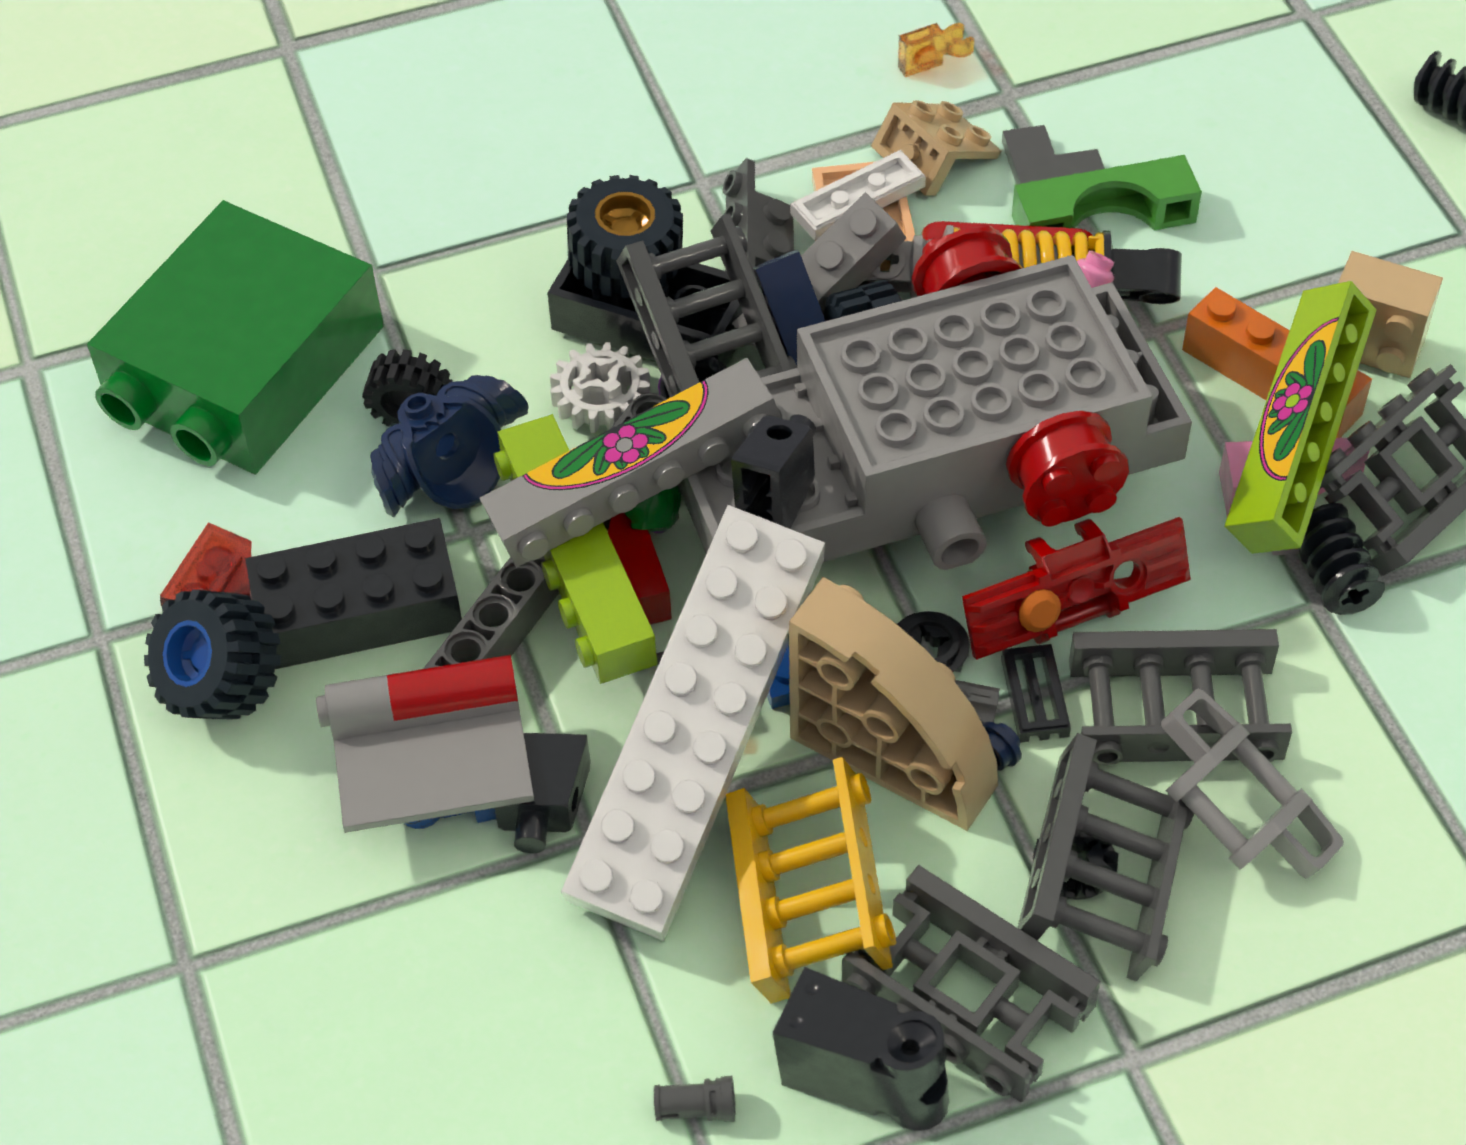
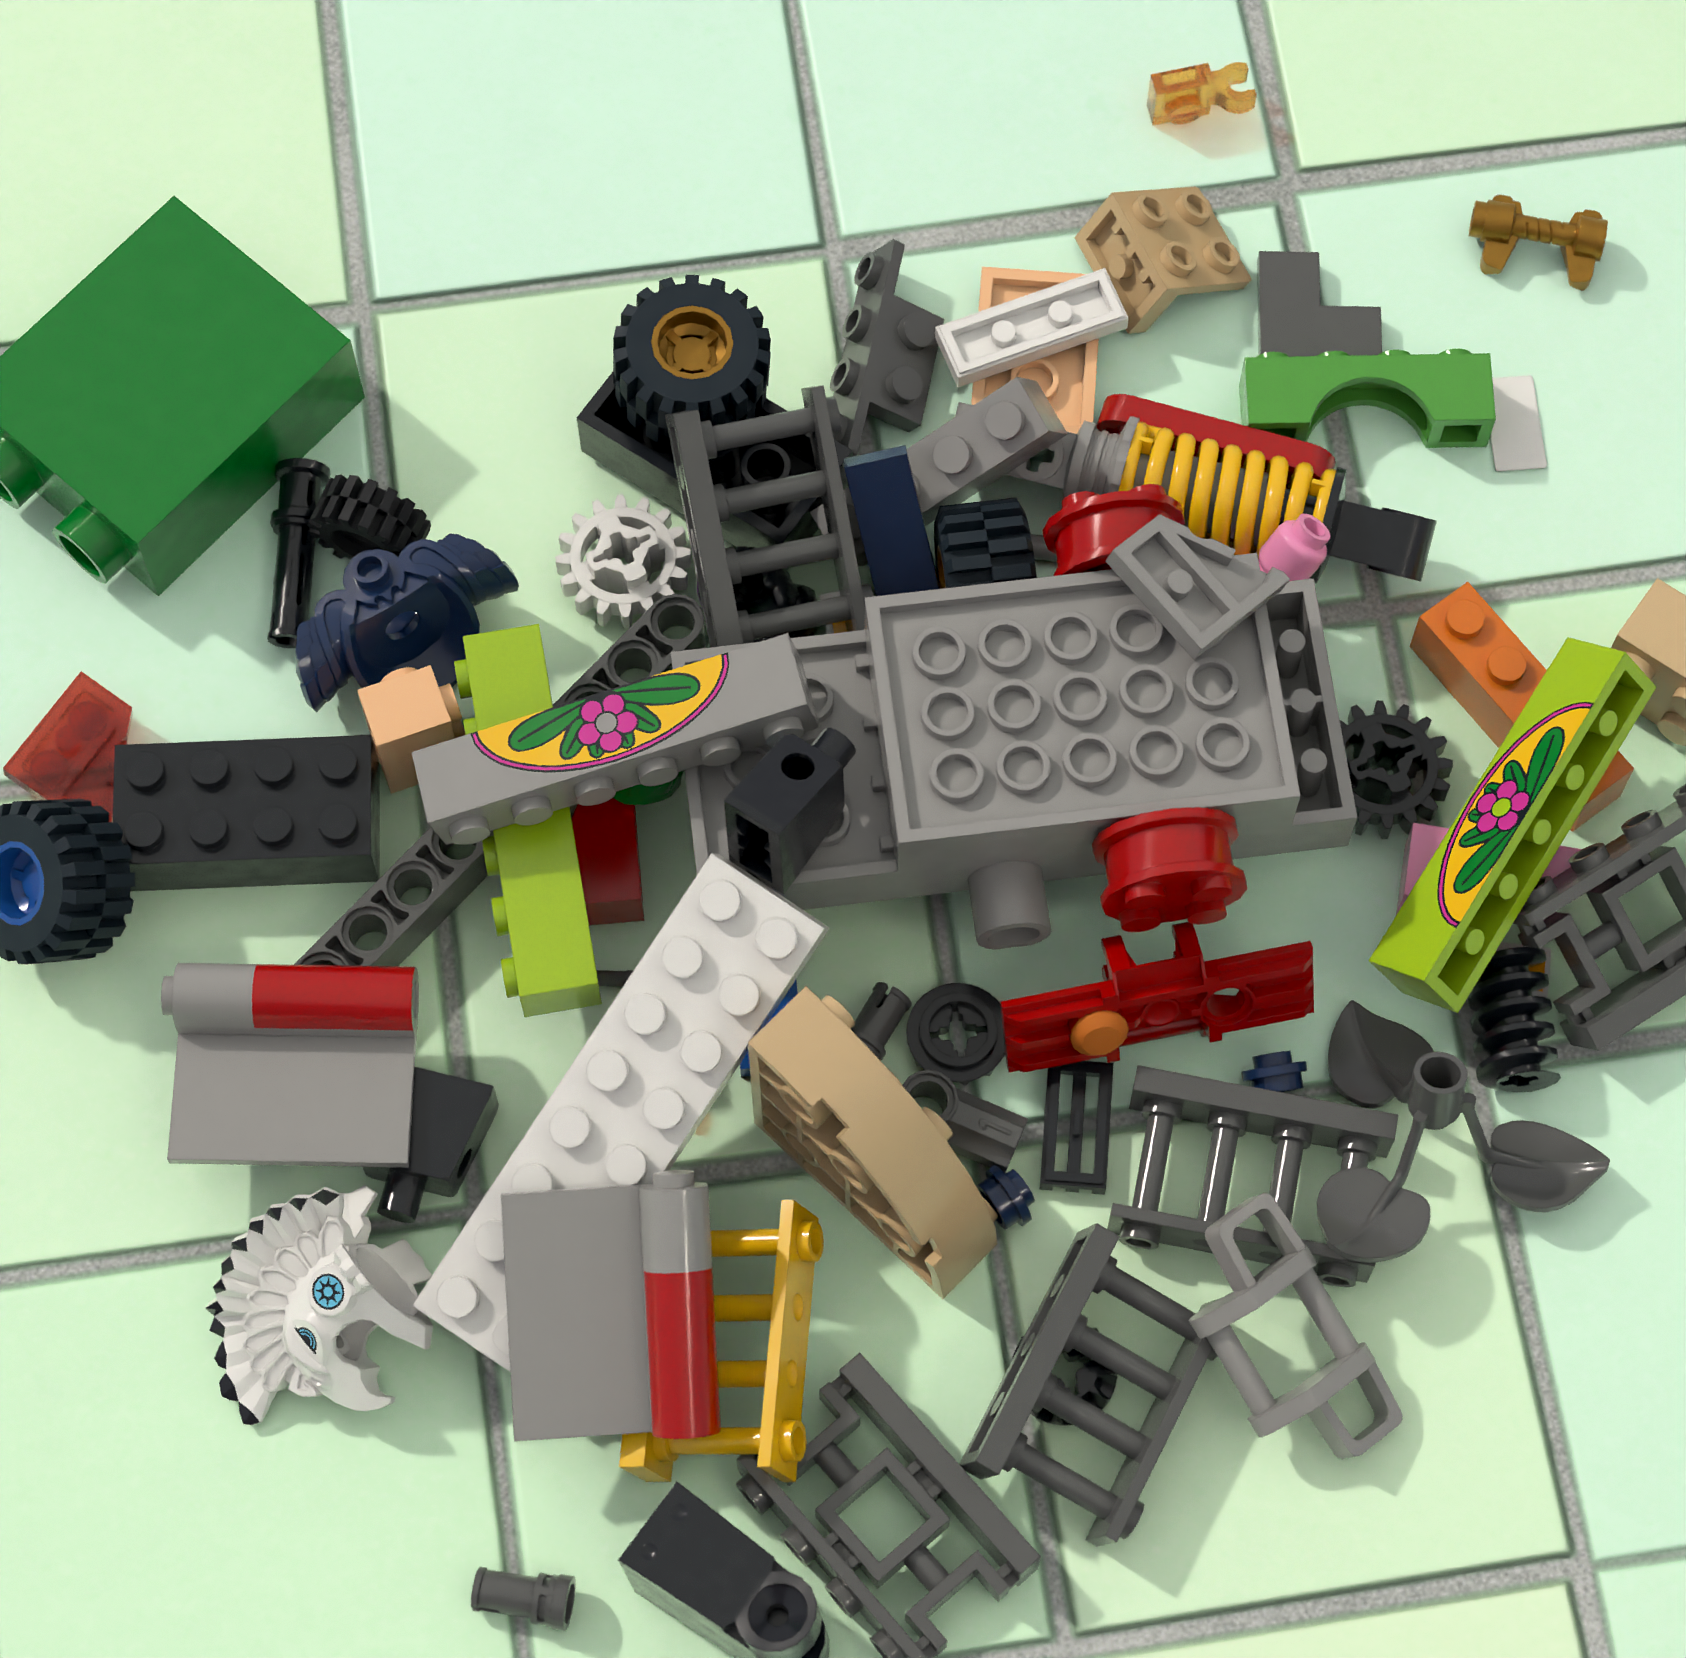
camera: 10 degrees right, 15 degrees up
(353, 417) = (299, 493): none -> black pin
(464, 520) = (408, 715): none -> light nougat brick
(472, 912) = (306, 1298): none -> white piece
(722, 856) = (612, 1310): none -> light grey door
(1033, 272) = (1192, 582): none -> light grey wing
(1165, 88) = (1502, 224): none -> pearl gold piece
(1175, 620) = (1276, 1072): none -> dark blue plate
(1204, 408) = (1396, 746): none -> black gear
(1214, 208) = (1517, 428): none -> white sticker
(1303, 603) = (1377, 1218): none -> dark grey plant

